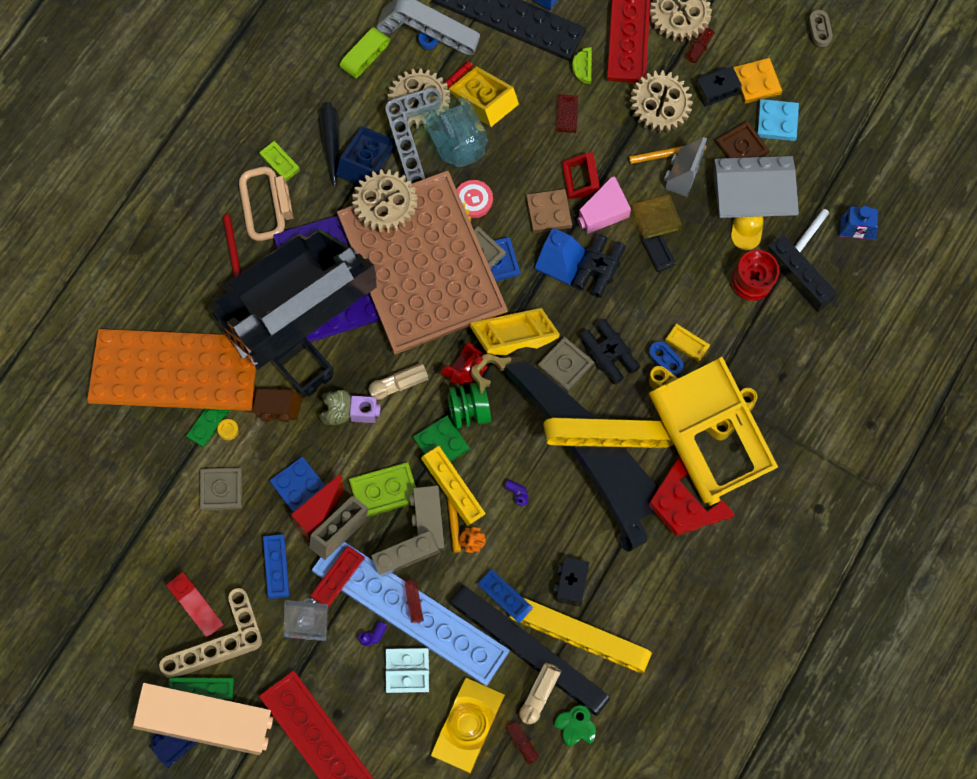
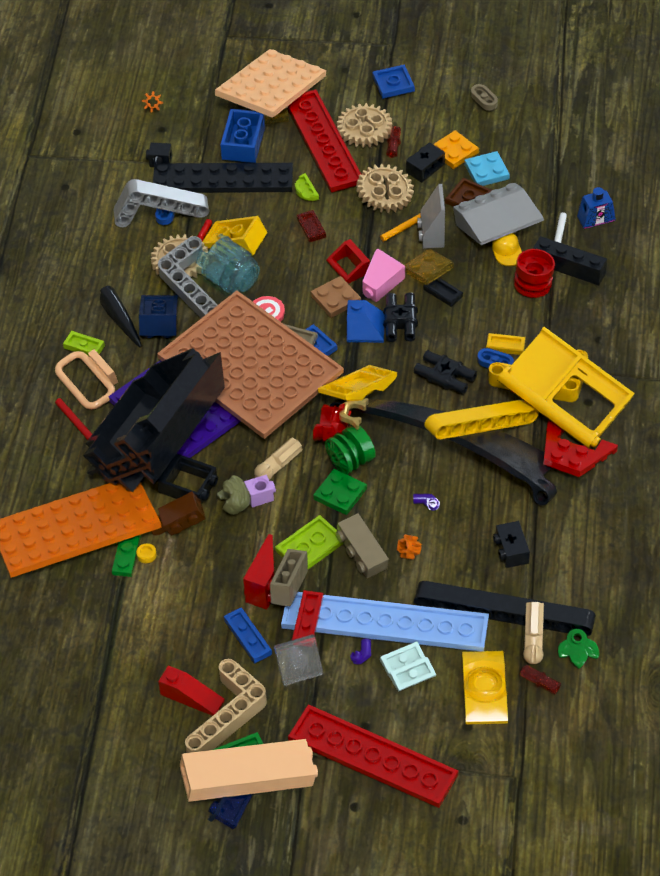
camera: 20 degrees left, 20 degrees down
(221, 489) = (165, 599): dark tan tile -> none
(297, 484) = (229, 569): blue plate -> none
(364, 52) = (115, 243): lime beam -> none
(396, 213) = (196, 327): tan gear -> none
(405, 553) = (359, 572): dark tan brick -> none
(414, 601) = (386, 608): clear red axle -> none
(453, 485) = (369, 513): yellow plate -> none
(454, 527) = (379, 537): light orange bar -> none
(505, 596) = (462, 573): blue plate -> none
(565, 364) = (414, 392): dark tan tile -> none
(587, 637) = (543, 579): yellow beam -> none

